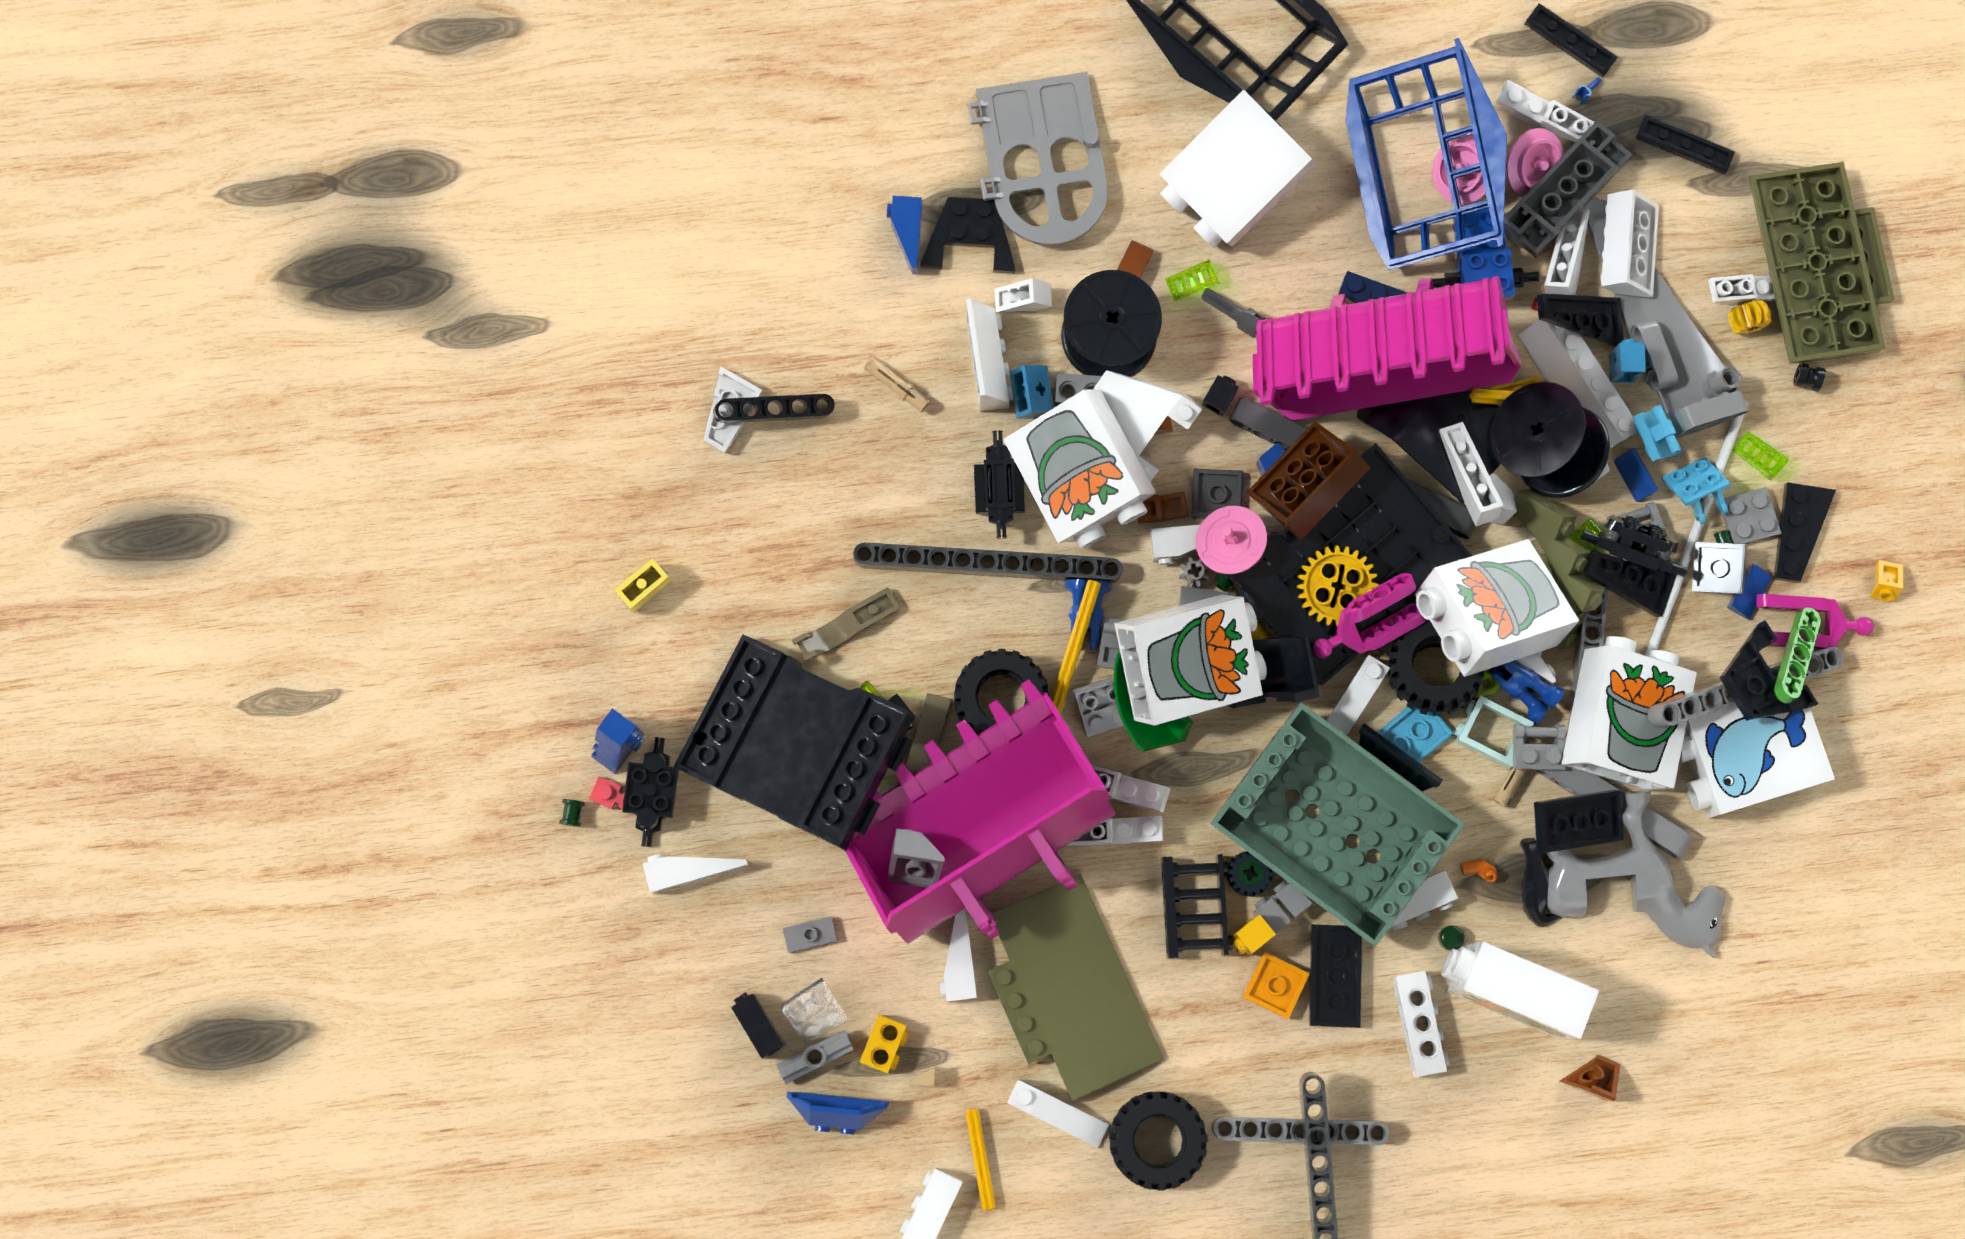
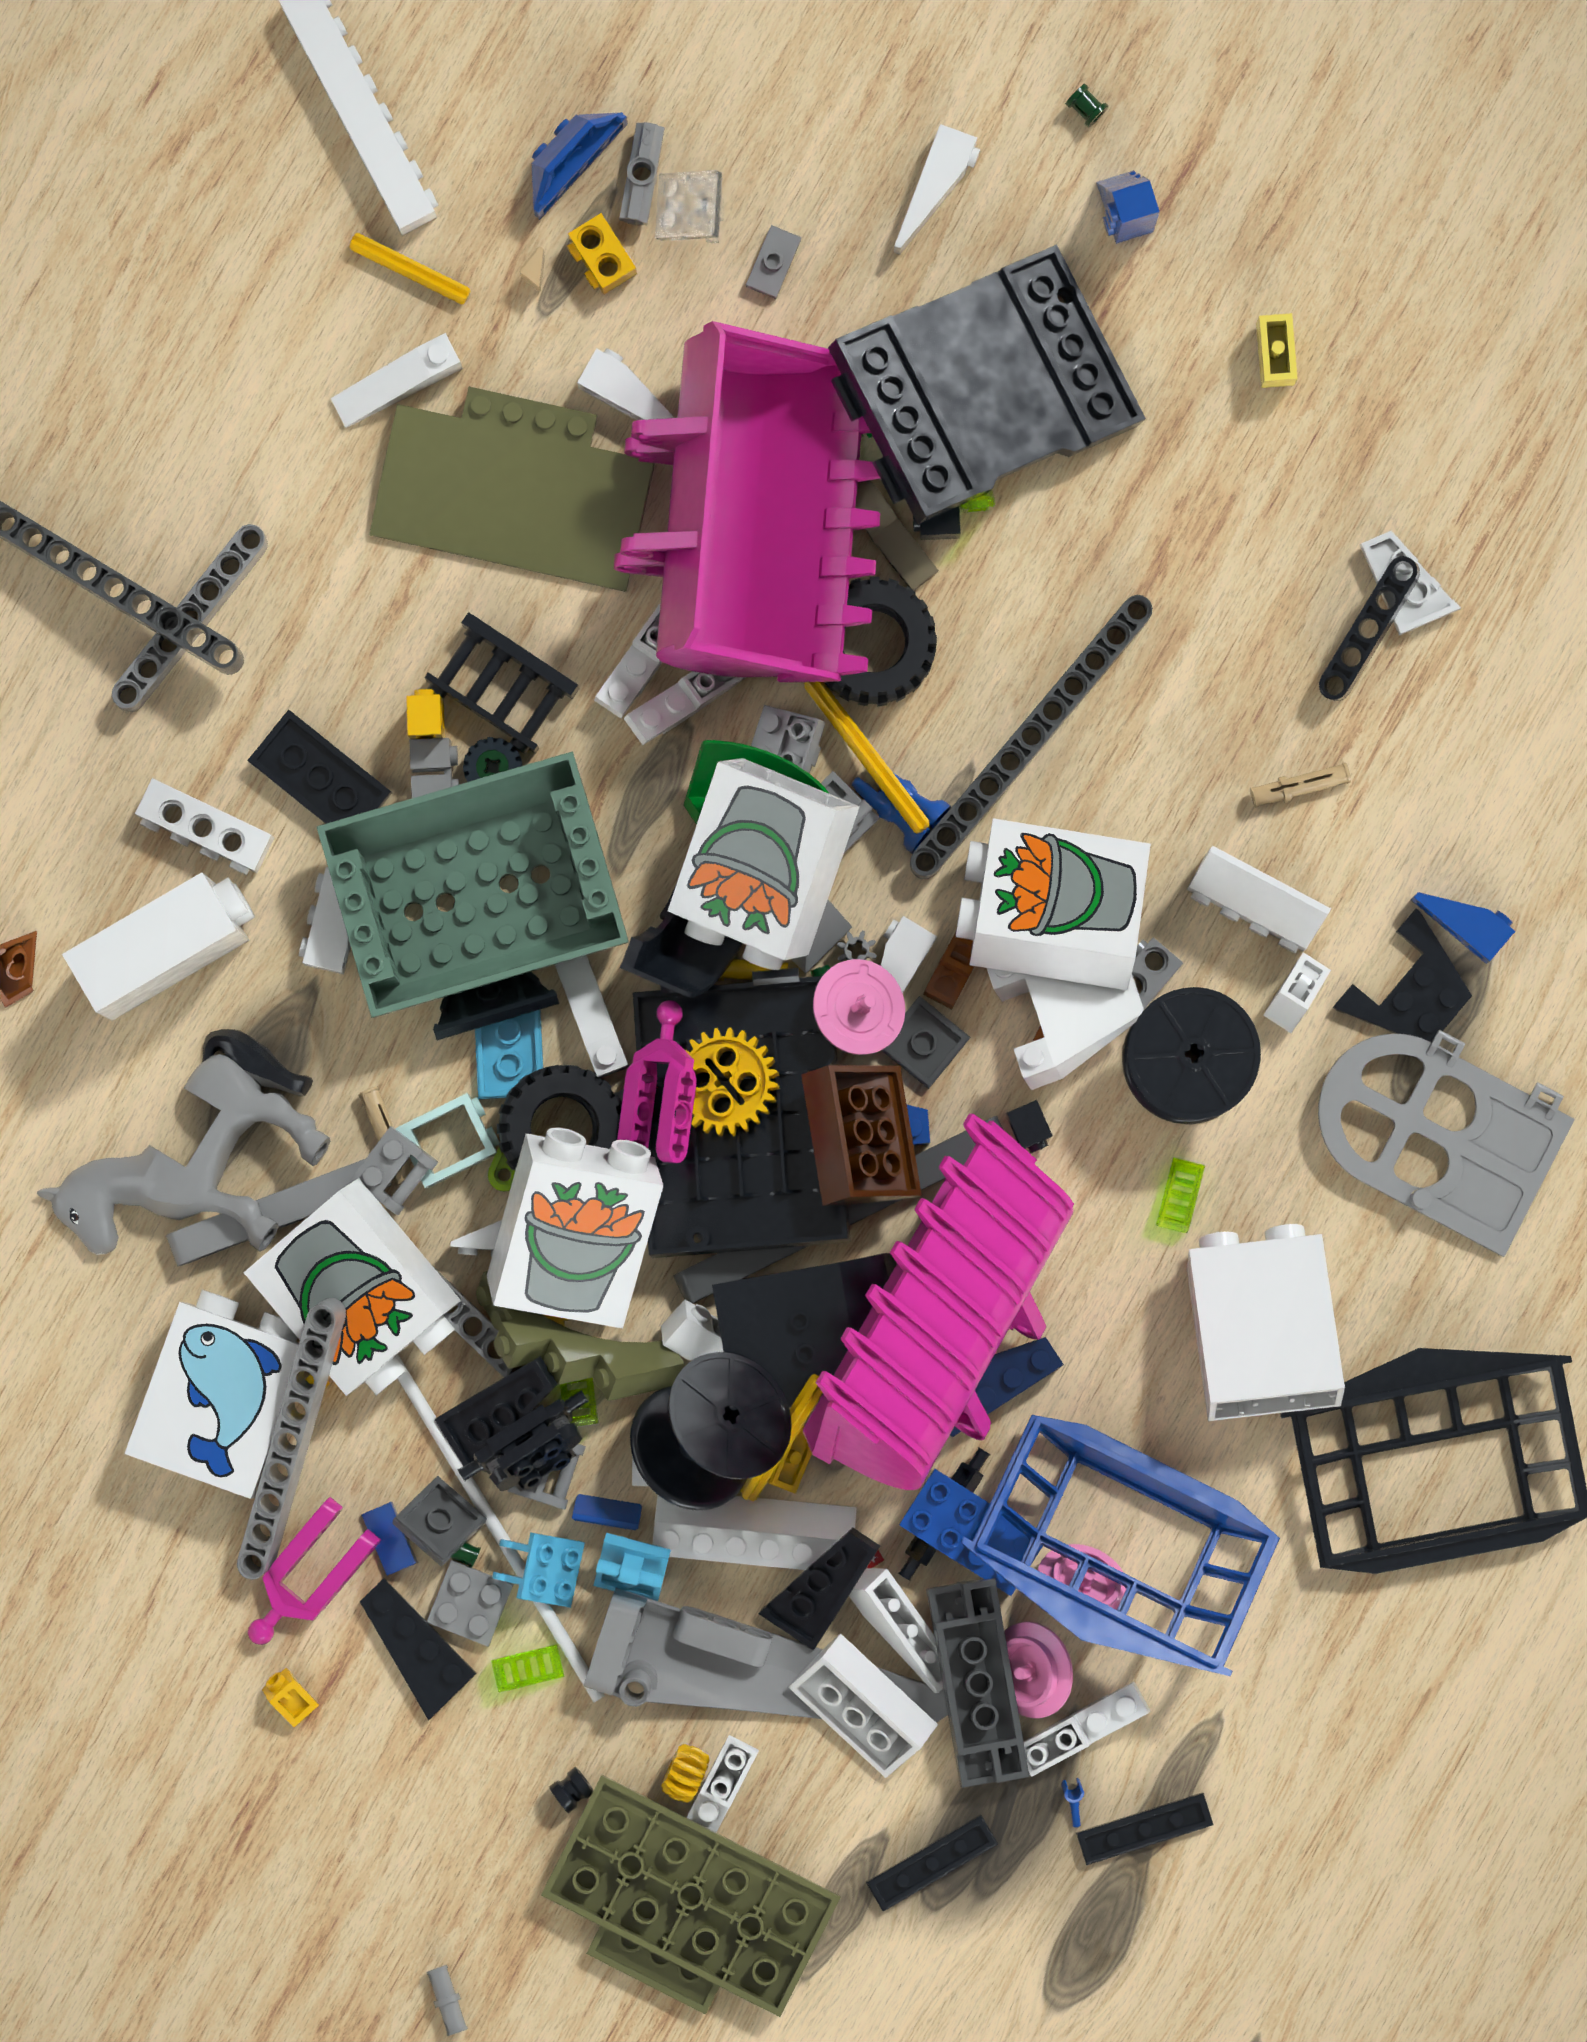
camera: 130 degrees right, 5 degrees up
(607, 793) = (1079, 158): coral plate -> none
(651, 791) = (1048, 203): black piece -> none
(757, 1025) = (717, 137): black slope -> none
(847, 624) = (1074, 537): dark tan piece -> none
(914, 860) = (767, 416): light grey slope -> none
(998, 486) = (1103, 805): black piece -> none
(1031, 391) = (1183, 922): dark azure brick -> none
(1135, 258) = (1244, 1139): dark orange slope -> none
(1192, 1148) = (263, 426): black tyre -> none
(1245, 319) = (1091, 1218): dark grey piece -> none
(1275, 985) = (357, 706): light orange plate -> none
(1451, 937) = (267, 930): dark green piece -> none
(1471, 475) = (737, 1313): white slope -> none
(1480, 867) = (315, 1018): orange arm -> none
(1517, 688) = (481, 1206): blue piece -> none
(1578, 821) = (285, 1145): black plate -> none
(1627, 362) = (736, 1596): dark azure brick -> none
(1753, 683) = (287, 1439): black wing -> none
(1790, 660) = (282, 1504): bright green beam -> none

